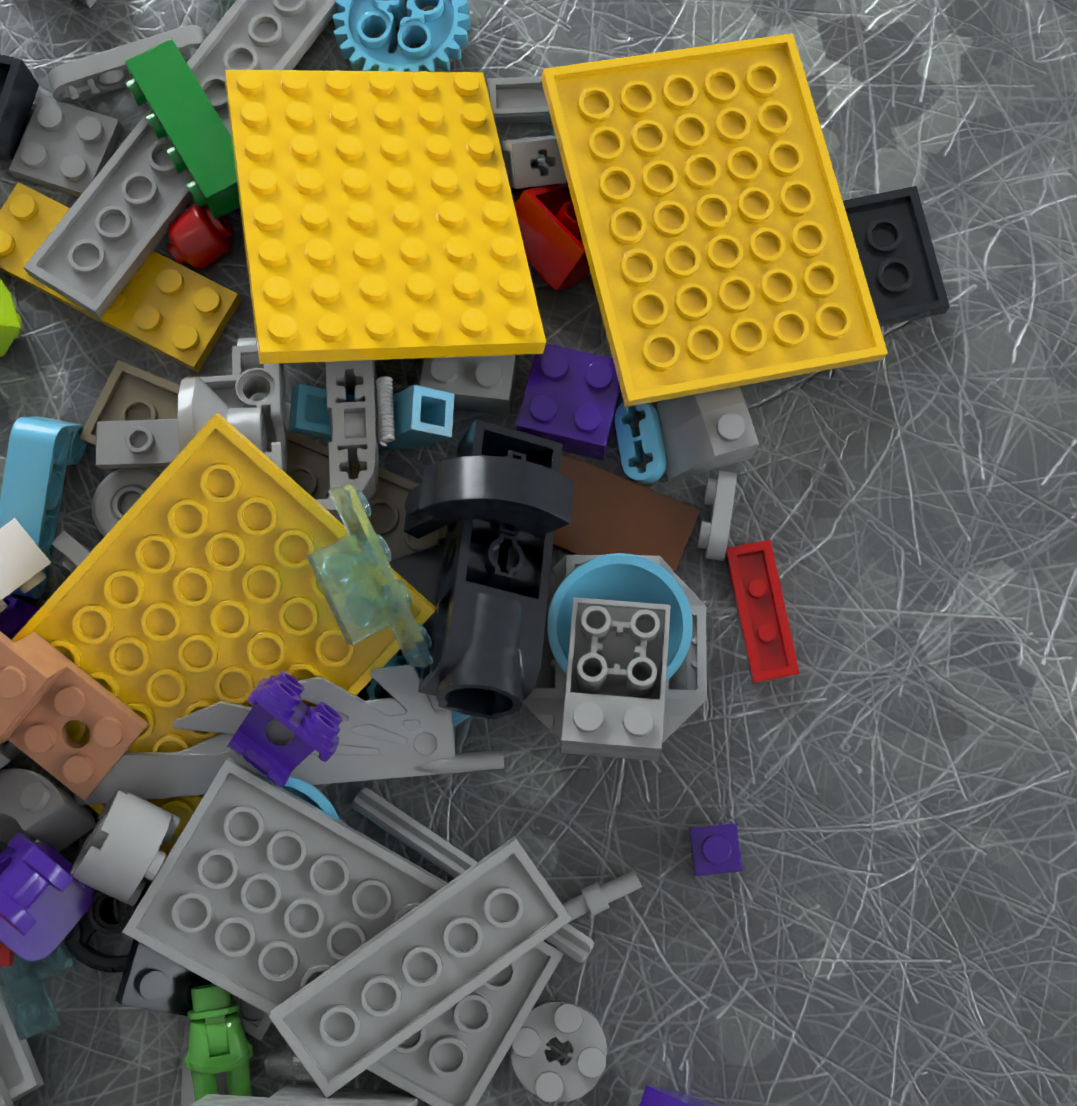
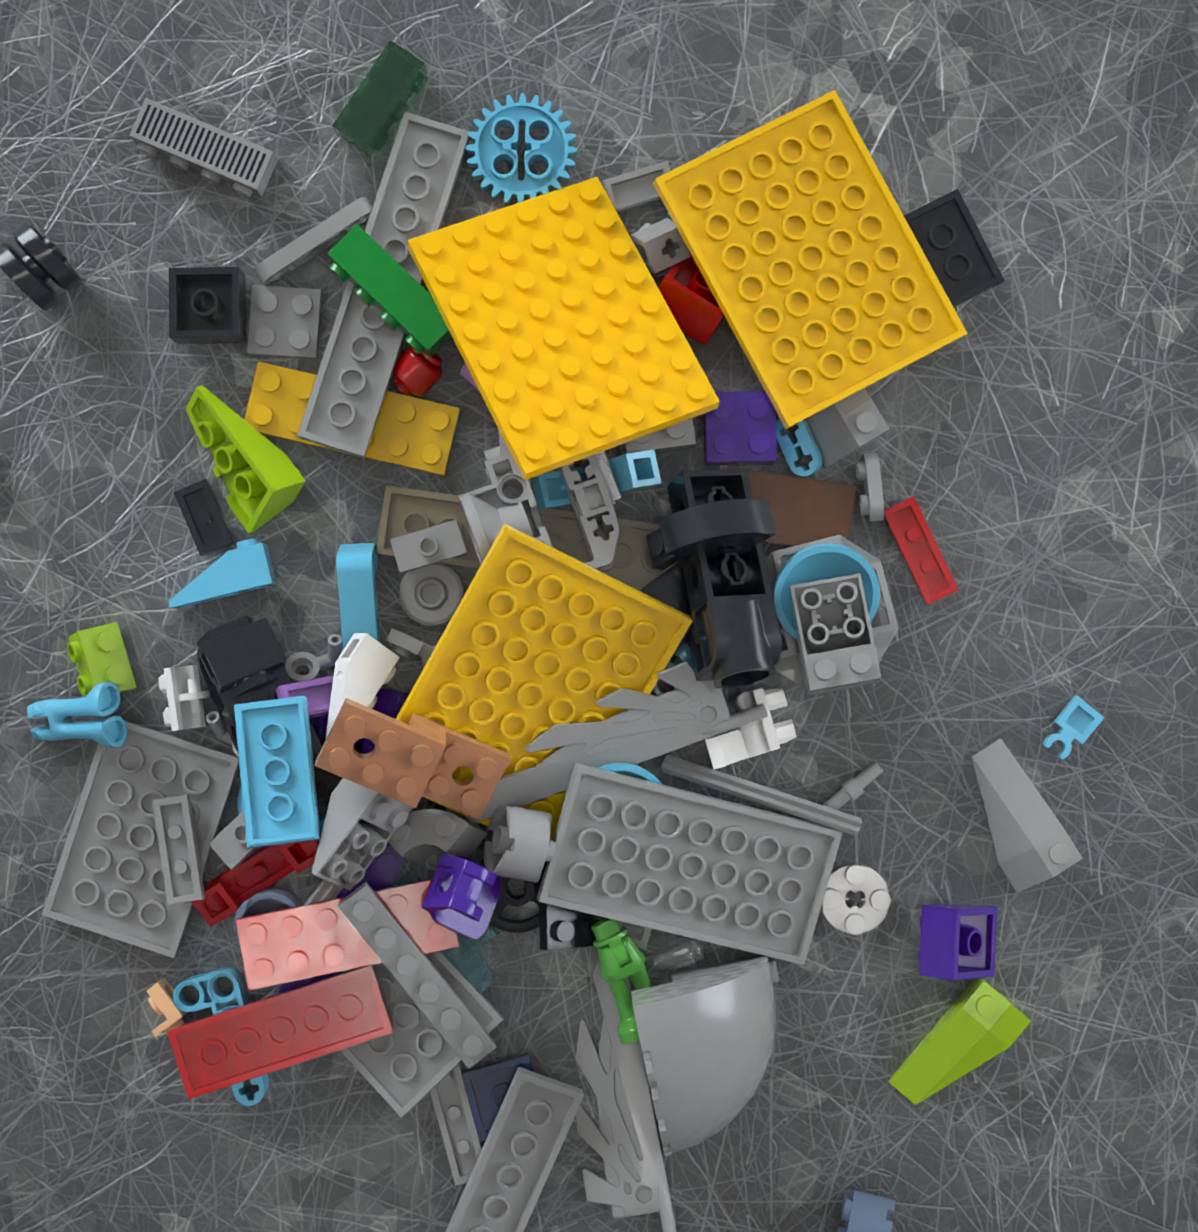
camera: 25 degrees left, 10 degrees up
(281, 700) = (626, 725): dark purple piece -> none
(362, 584) = (640, 617): clear light blue bracket -> none
(419, 966) = (749, 867): light grey plate -> none
(481, 793) = (753, 737): none -> white hips
(715, 849) = (928, 731): dark purple plate -> none
(812, 1023) = (1024, 830): none -> light grey wedge
(915, 891) = (1075, 723): none -> medium azure plate

